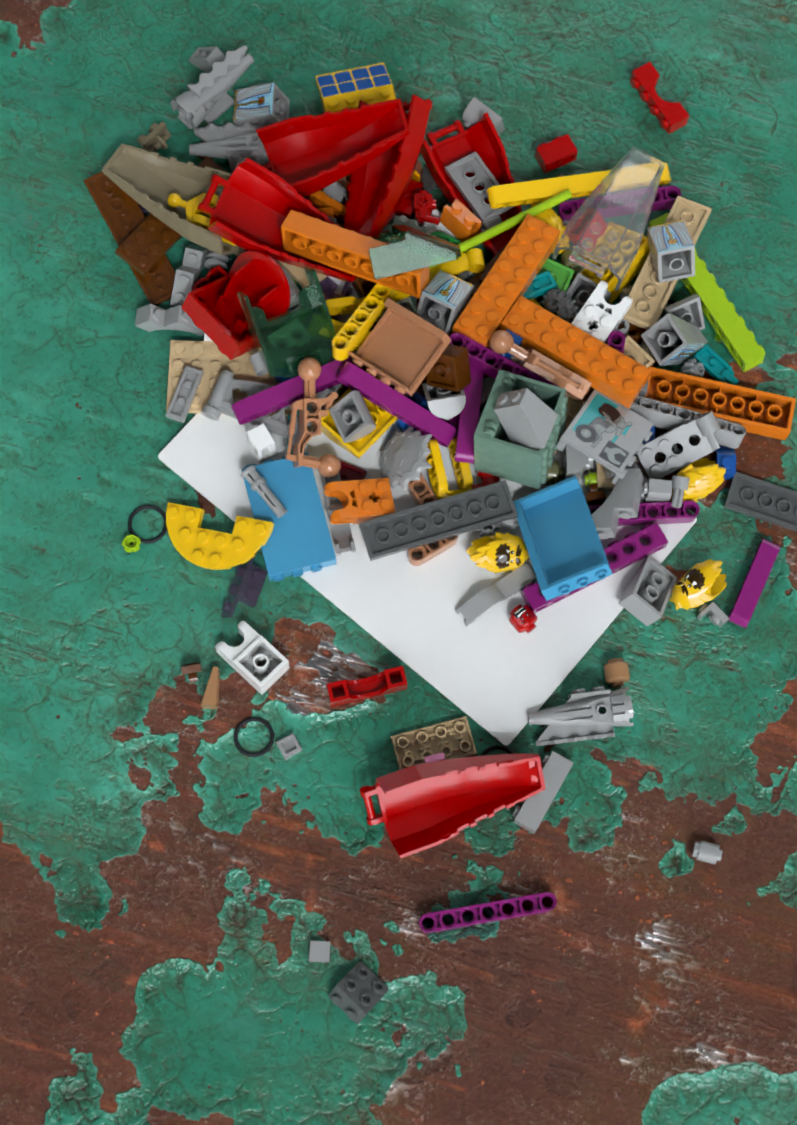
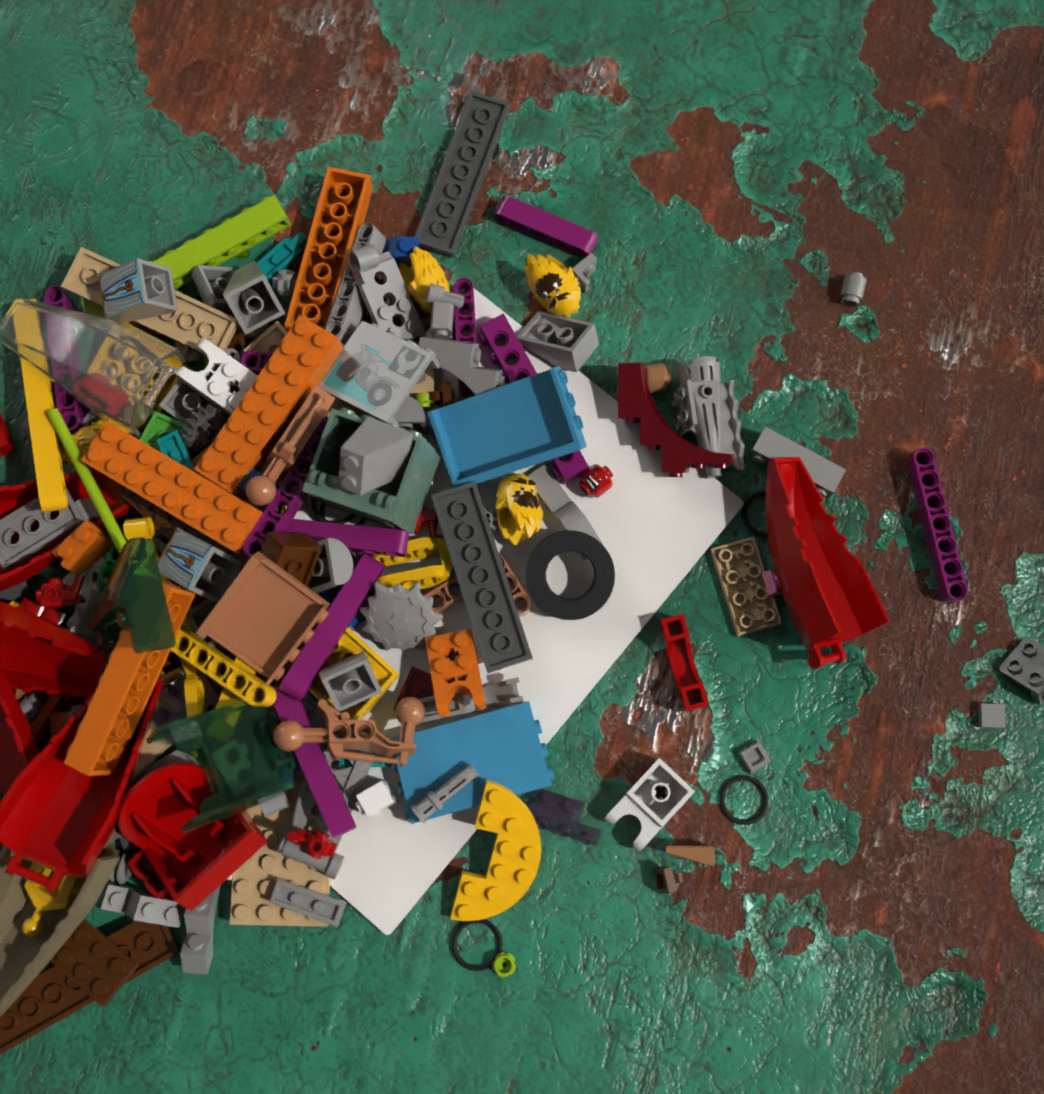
camera: 85 degrees left, 5 degrees up
(227, 396) = (316, 843): none -> red piece
(428, 570) = (585, 604): none -> black tyre
(588, 653) = (636, 403): none -> dark red arch

